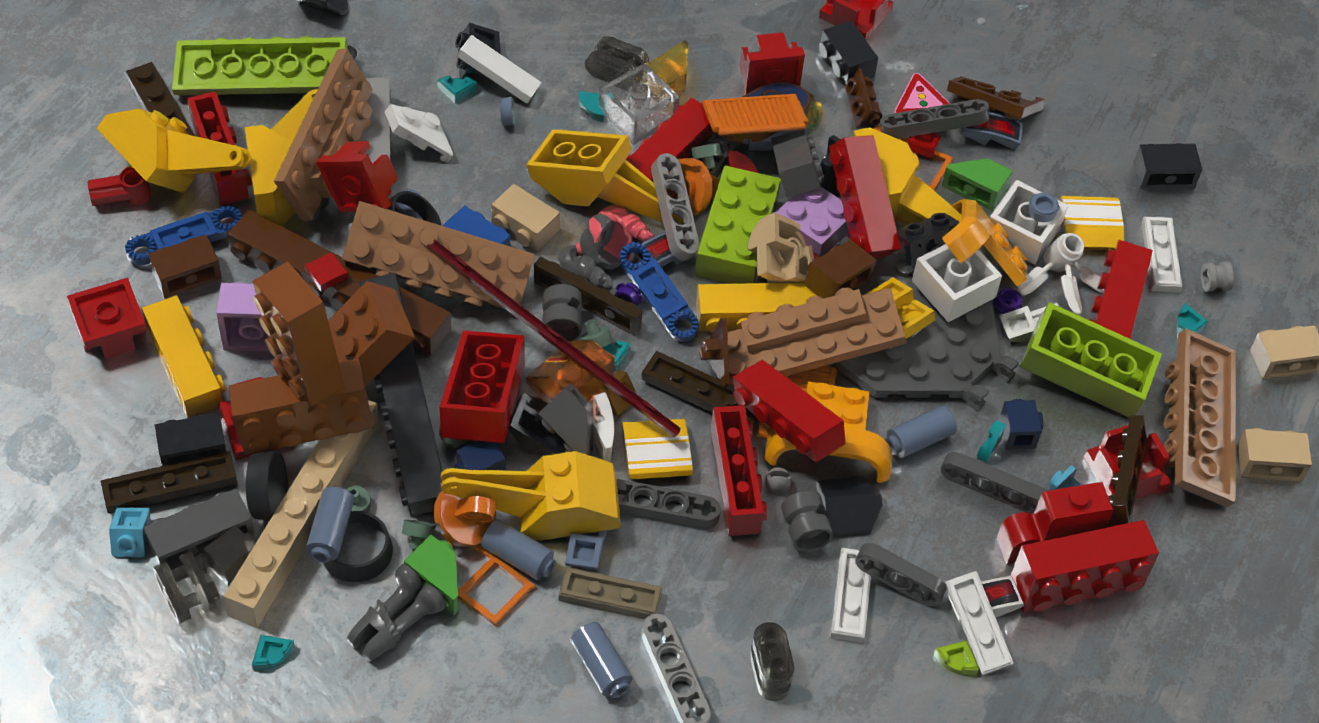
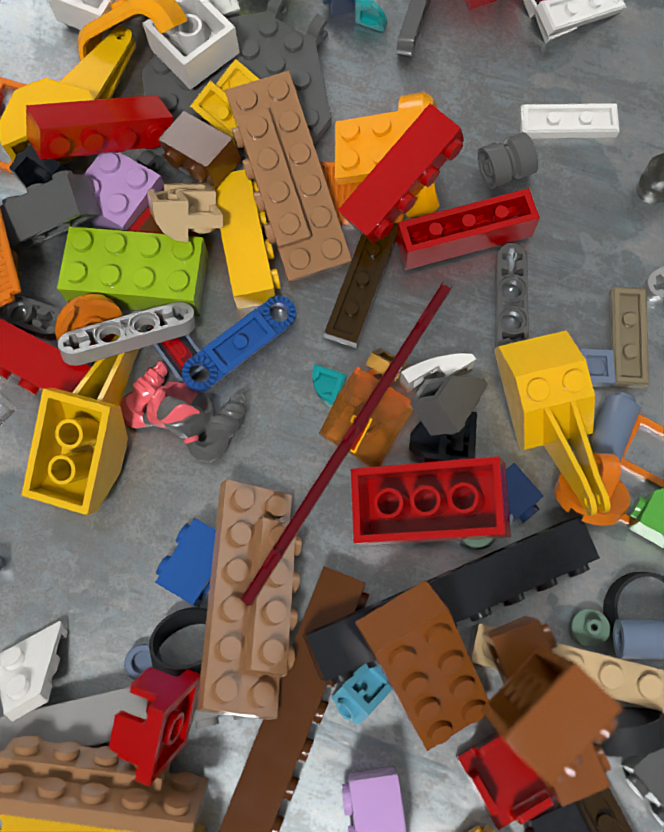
camera: 90 degrees left, 20 degrees up
(326, 271) = (294, 735): red tile -> none
(418, 531) = (614, 544): sand green tile -> none
(525, 217) = (154, 510): tan brick -> none
(563, 310) = (291, 441): dark grey wheel -> none
(594, 299) = (263, 406): dark brown plate -> none
(599, 335) = (316, 400): sand green tile -> none
(629, 293) = (248, 377): dark purple plate -> none
(654, 452) = (458, 321): slope -> none
(707, 153) = (36, 313): sand green tile -> none
(716, 351) = (321, 261): reddish brown piece -> none
(740, 161) = (42, 283): red tile -> none
(778, 481) = (449, 196): light grey hinge -> none
(850, 505) = (477, 126): black slope -> none
(885, 566) = (547, 74): dark grey beam -> none
(921, 431) = (373, 72): sand blue brick -> none
(924, 236) = (139, 68): black bracket -> none
(957, 658) = (610, 29): lime tile -> none
(978, 181) = (39, 41): bright green slope -> none

